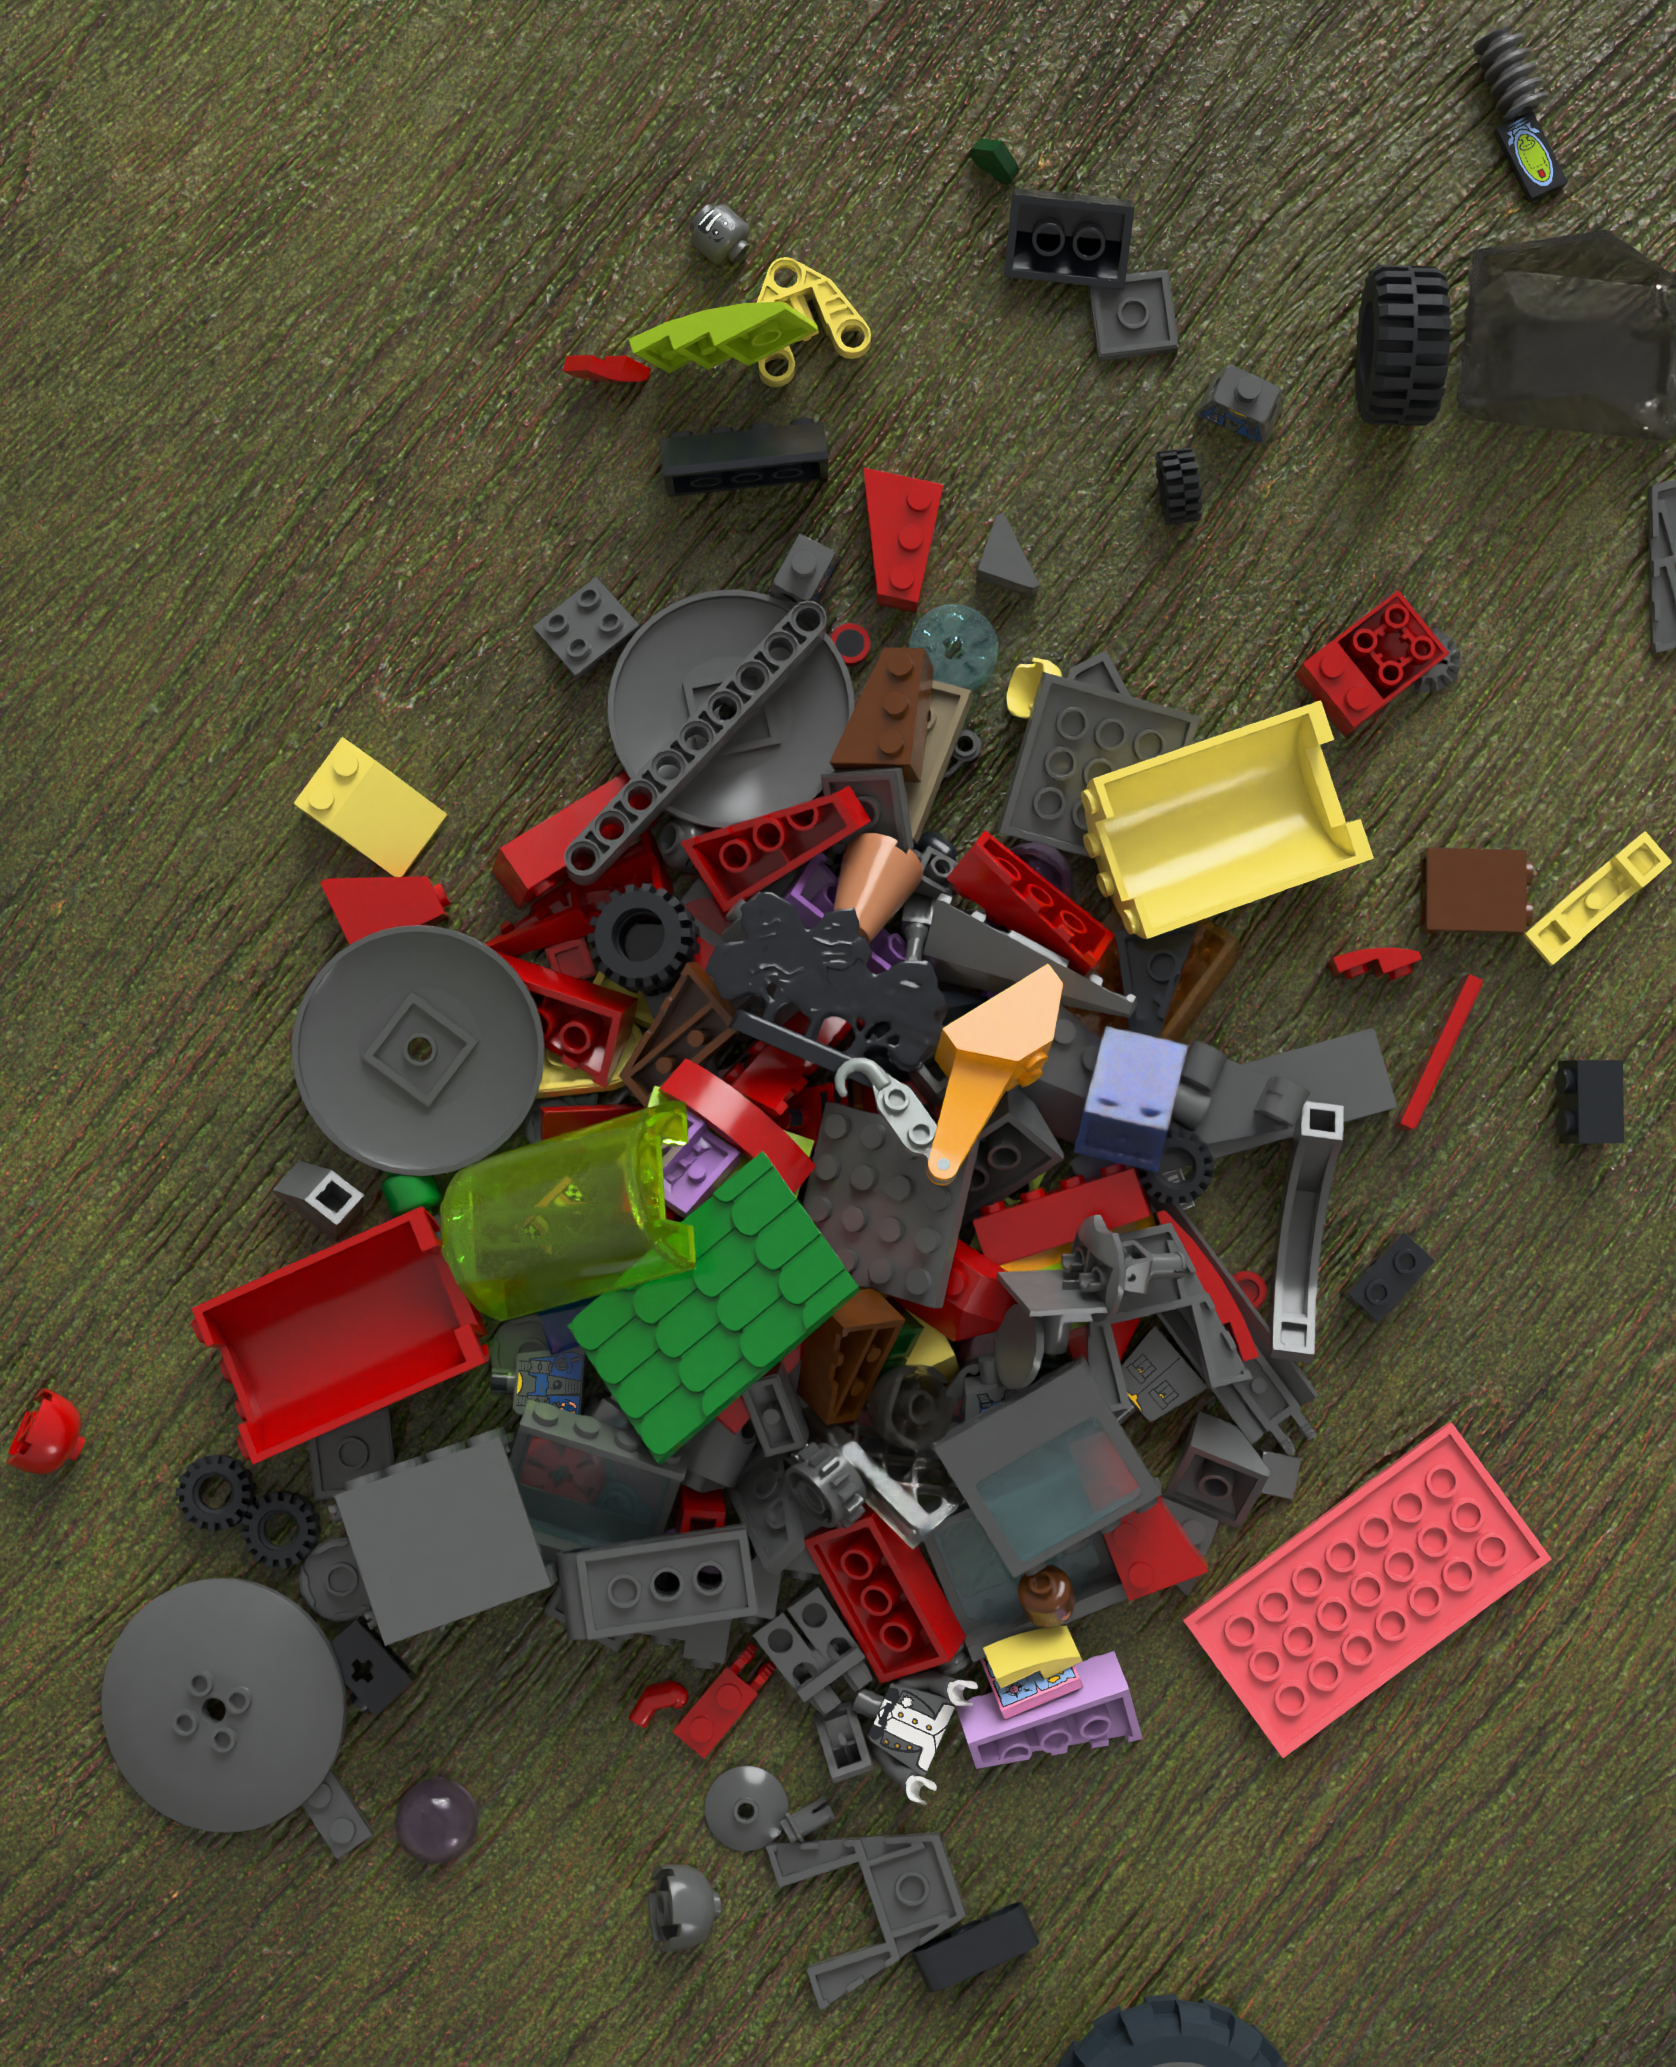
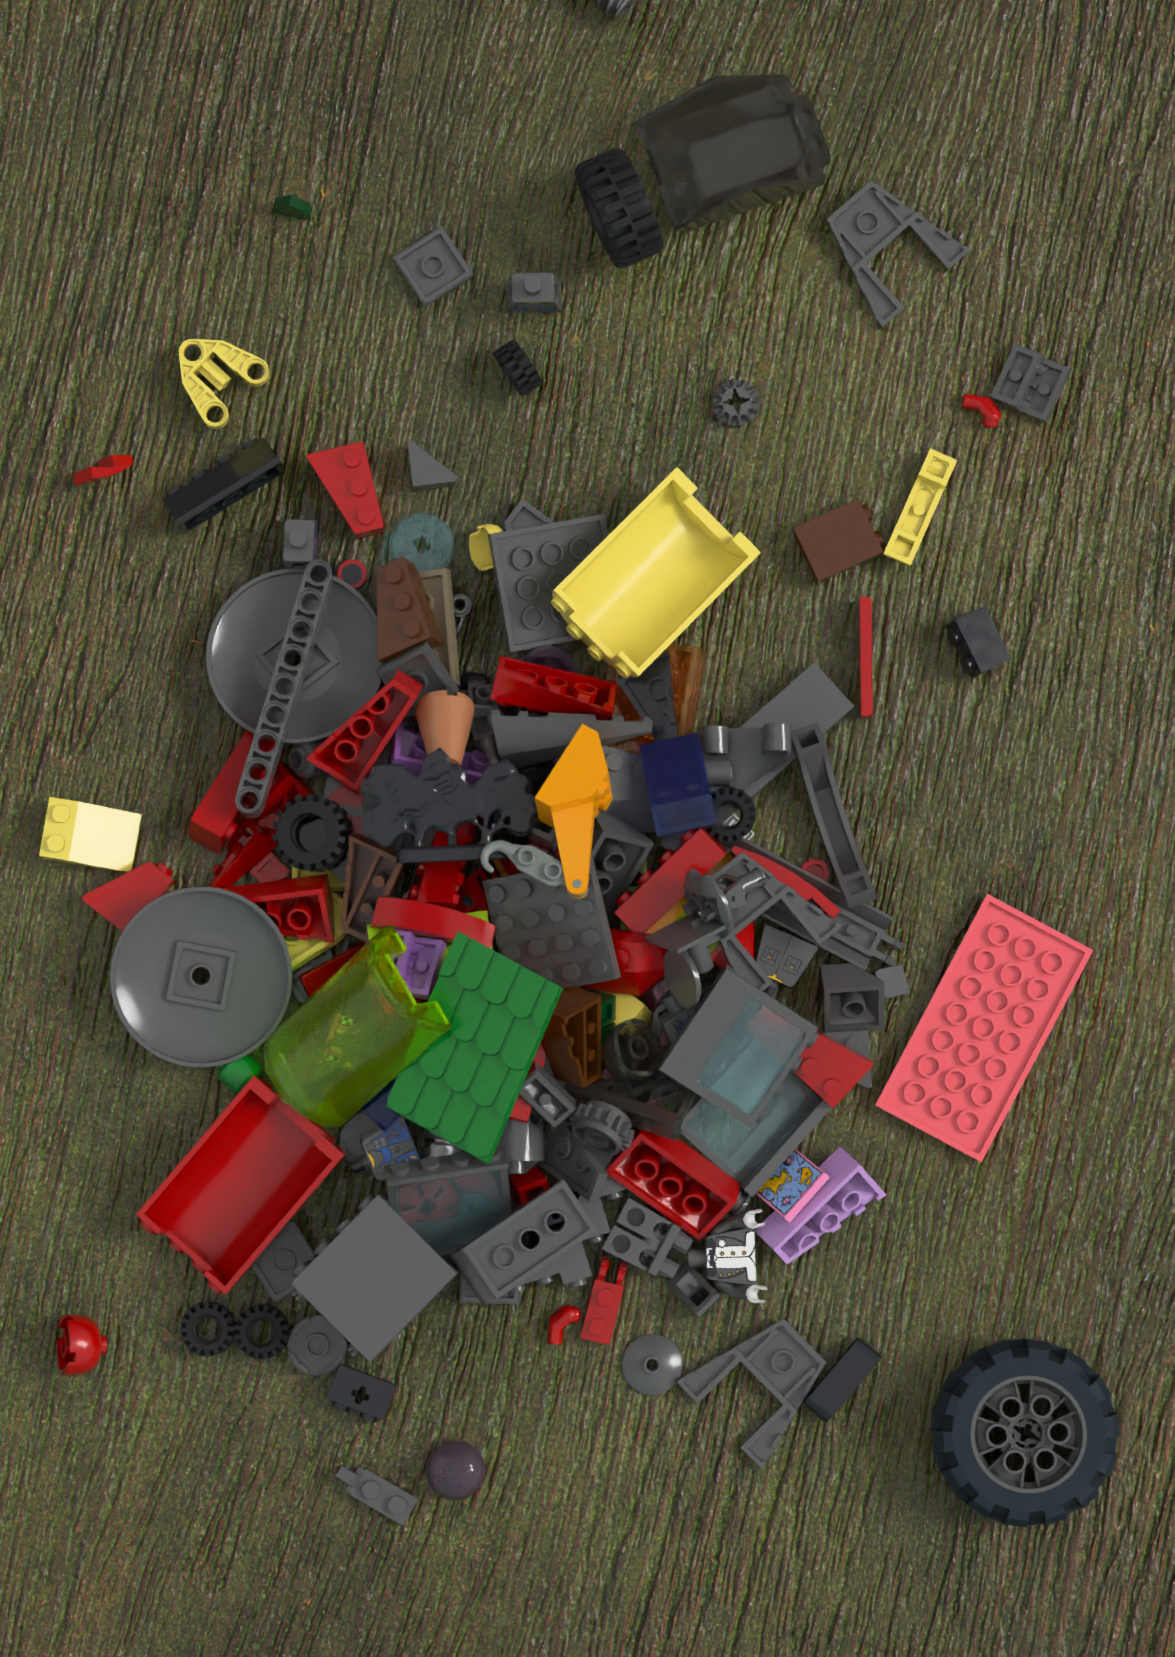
camera: 25 degrees left, 0 degrees up
(278, 1694) = (290, 1420): dark grey dish -> none
(321, 1198) = (182, 1104): dark grey slope -> none
(587, 628) = (173, 647): dark grey hinge -> none
(682, 1908) = (641, 1446): dark grey cylinder -> none
(720, 234) = (134, 344): dark grey head -> none
(722, 333) = (163, 419): lime slope -> none
(807, 1820) = (694, 1351): dark grey pin -> none
(1023, 1654) = (781, 1175): light yellow slope -> none
(1046, 1597) = (778, 1130): reddish brown head -> none
(1069, 238) = (366, 237): black slope -> none
(1371, 663) = (699, 423): red slope -> none
(1387, 1277) = (901, 819): black brick -> none
(1390, 961) = (802, 614): red slope -> none
(1530, 156) = (644, 36): tile -> none

